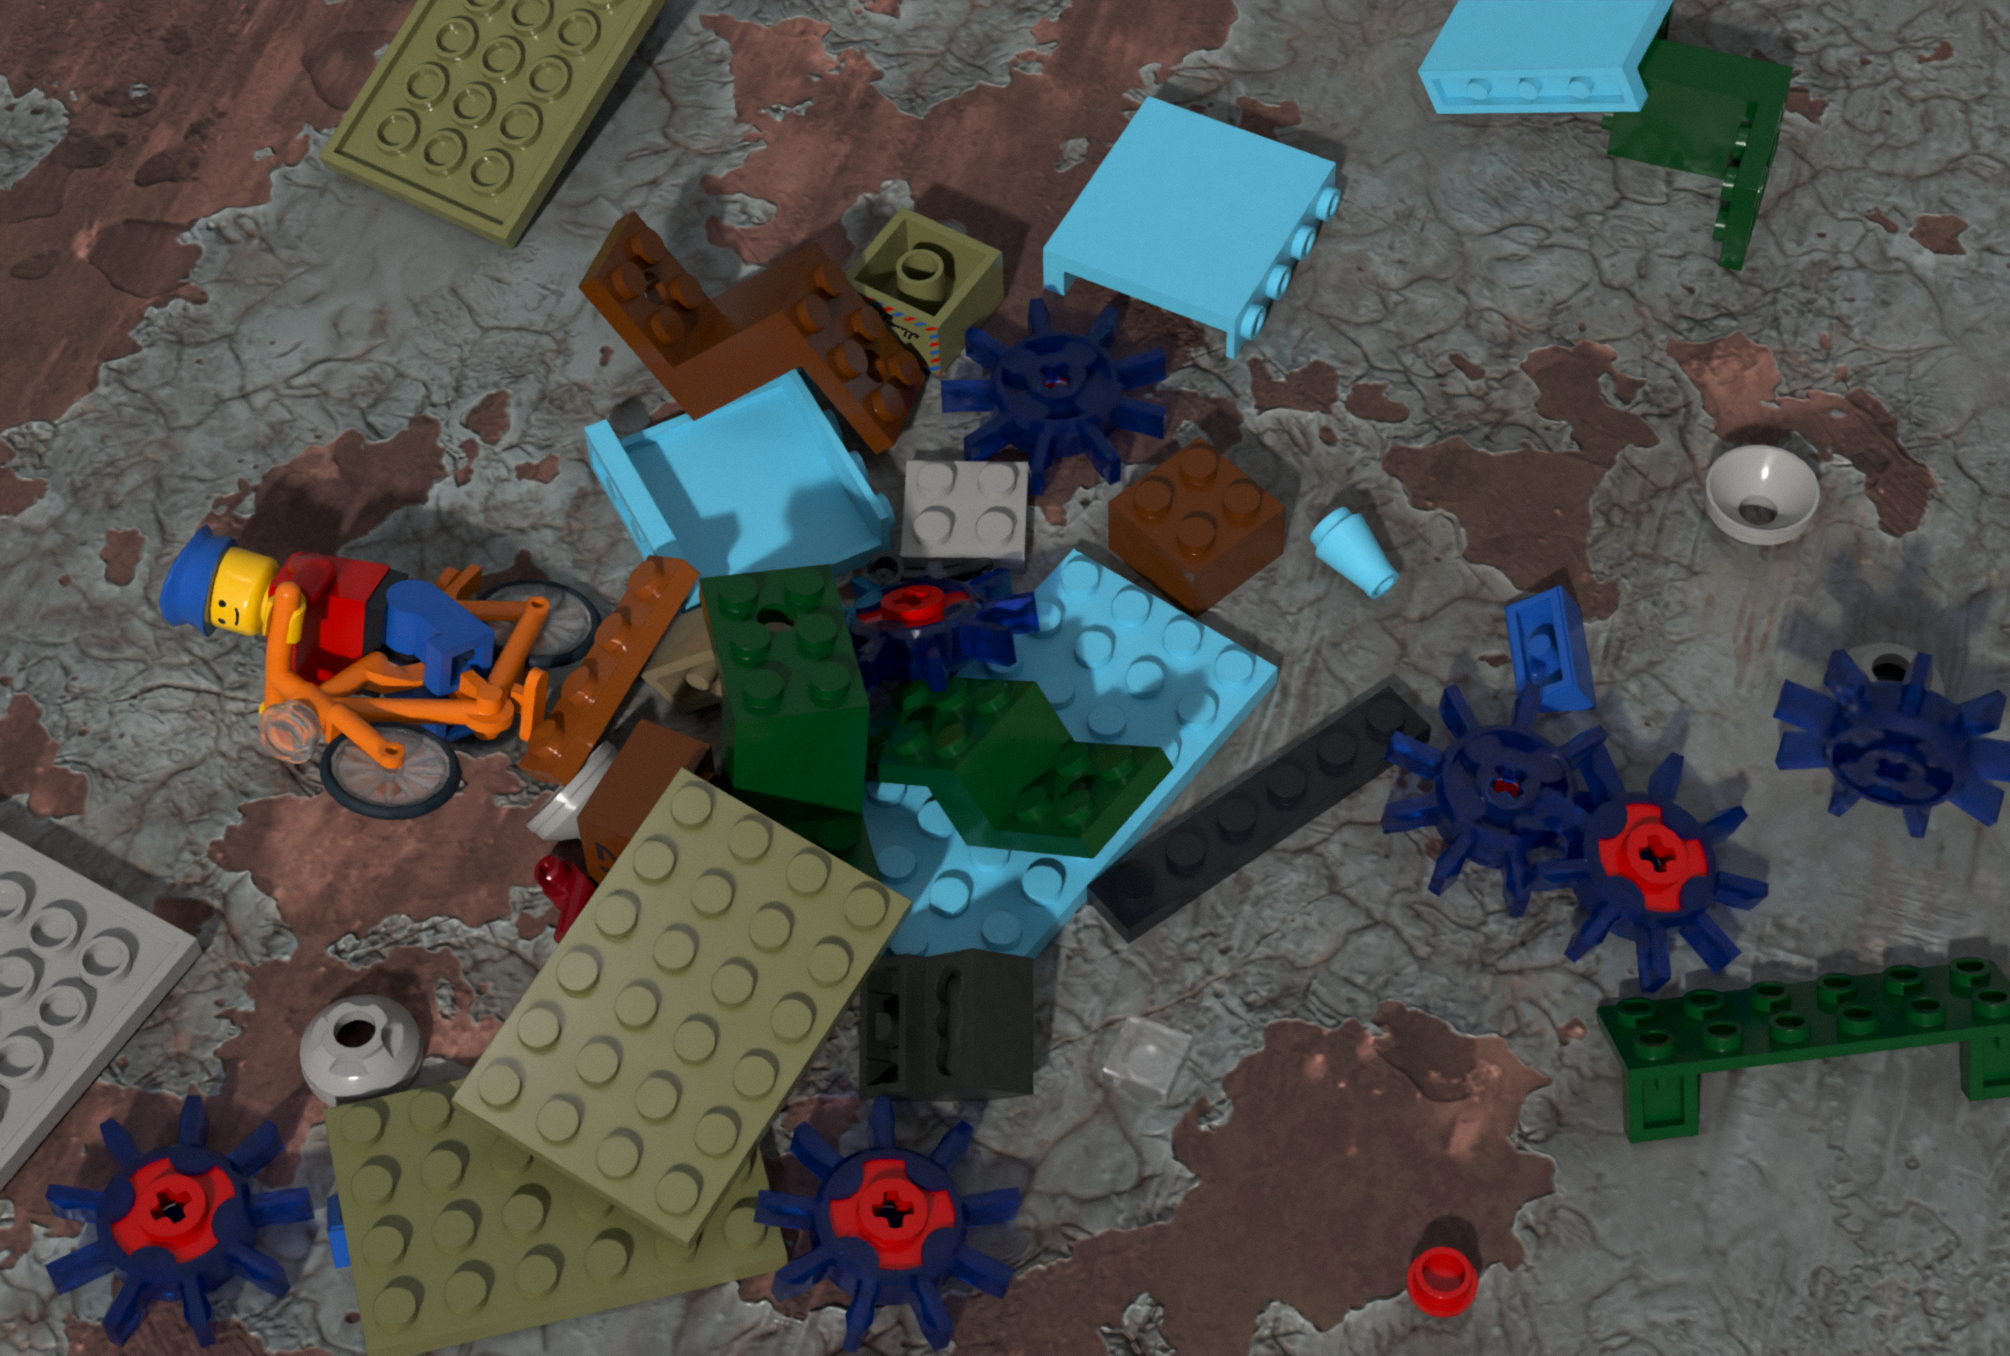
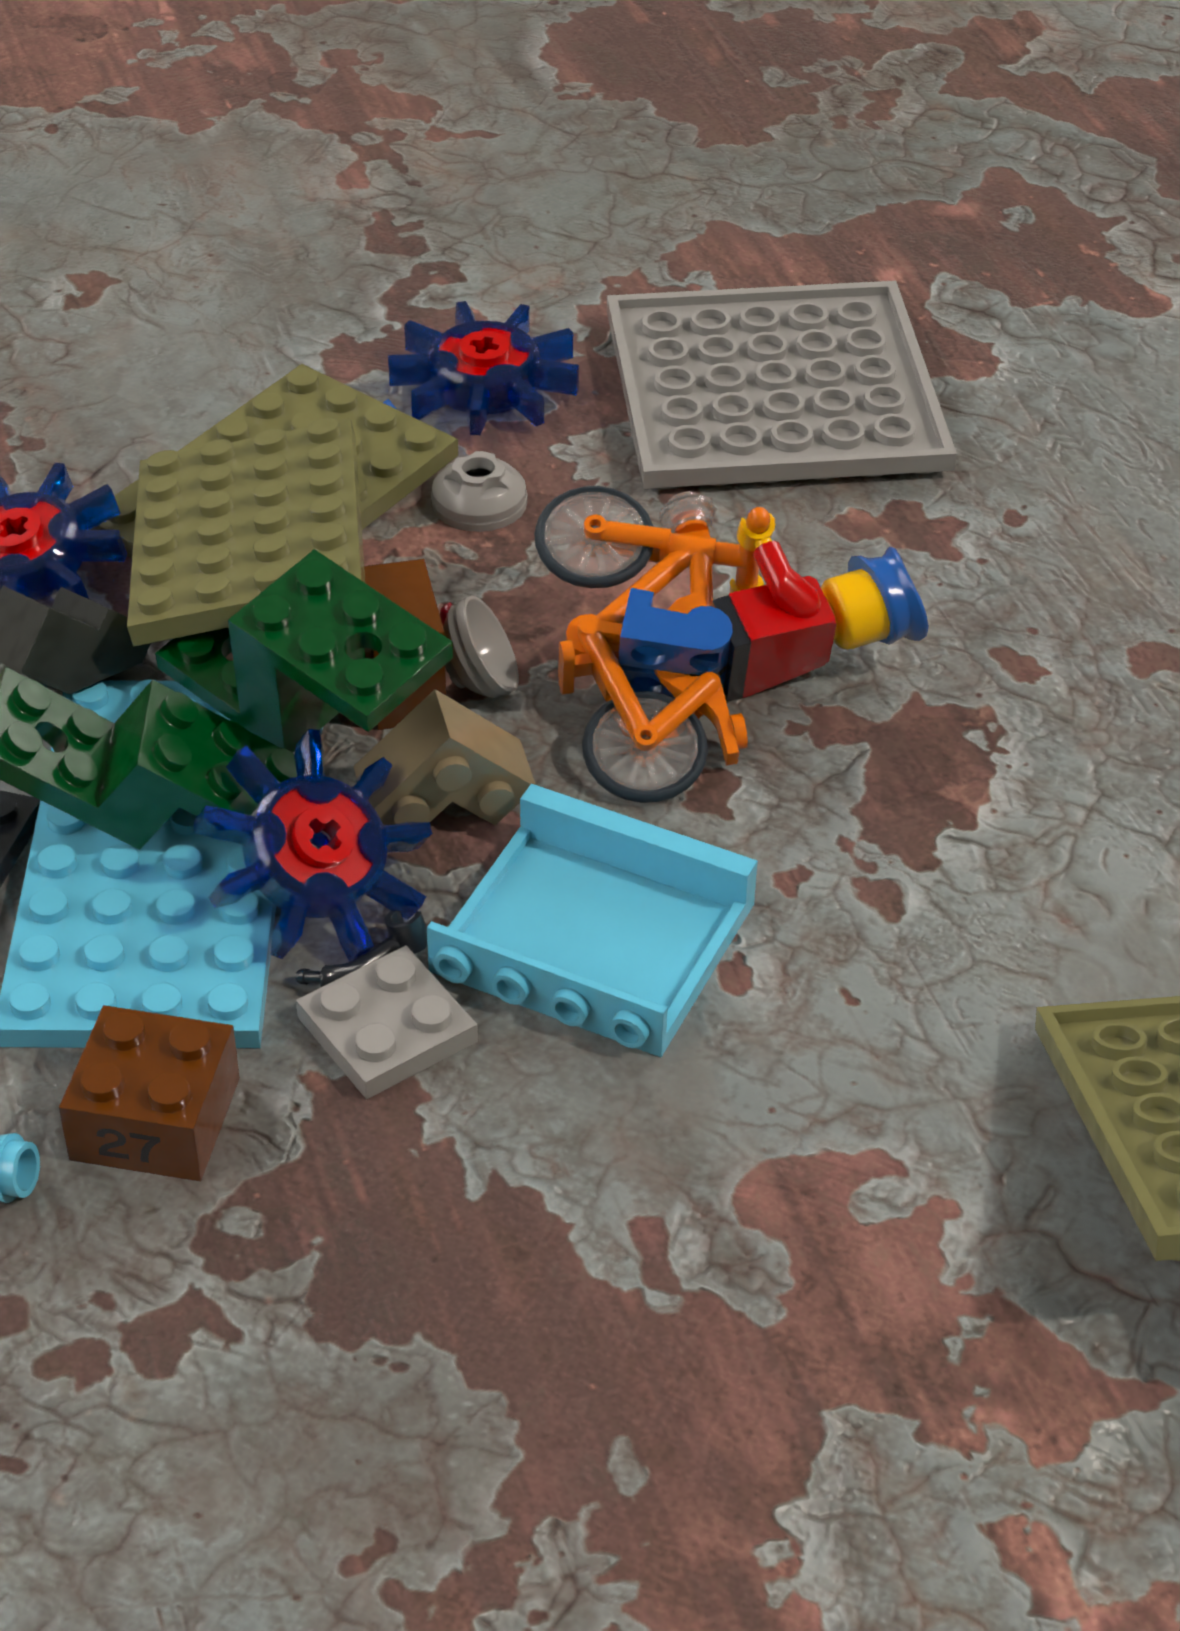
camera: 140 degrees right, 10 degrees down
(608, 670) = (538, 718): dark orange plate -> none
(754, 332) = (685, 977): reddish brown bracket -> none
(928, 285) = (602, 1154): olive brick -> none
(1056, 395) = (389, 1152): clear blue gear -> none
(1194, 219) = (401, 1407): medium azure panel -> none

